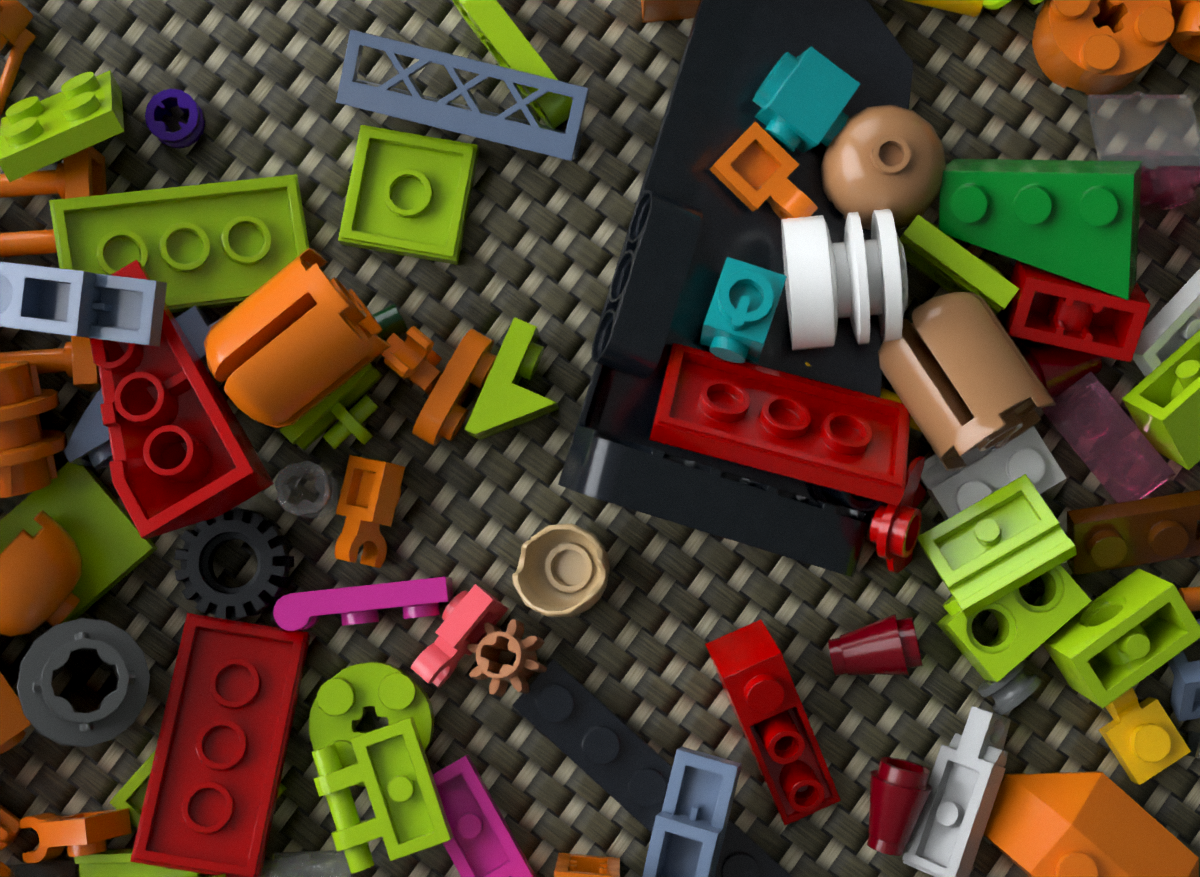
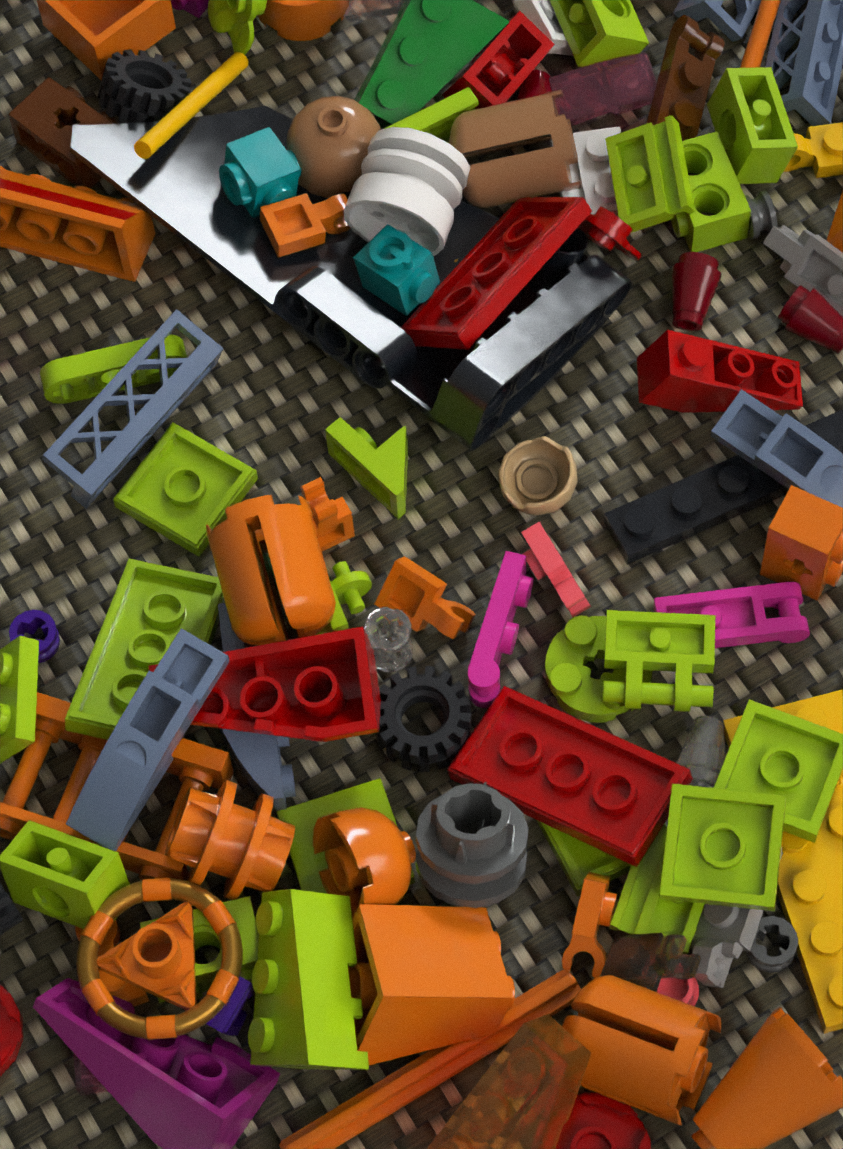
camera: 70 degrees left, 20 degrees down
(443, 411) = (371, 518): orange plate -> none
(488, 652) = (587, 554): nougat gear -> none

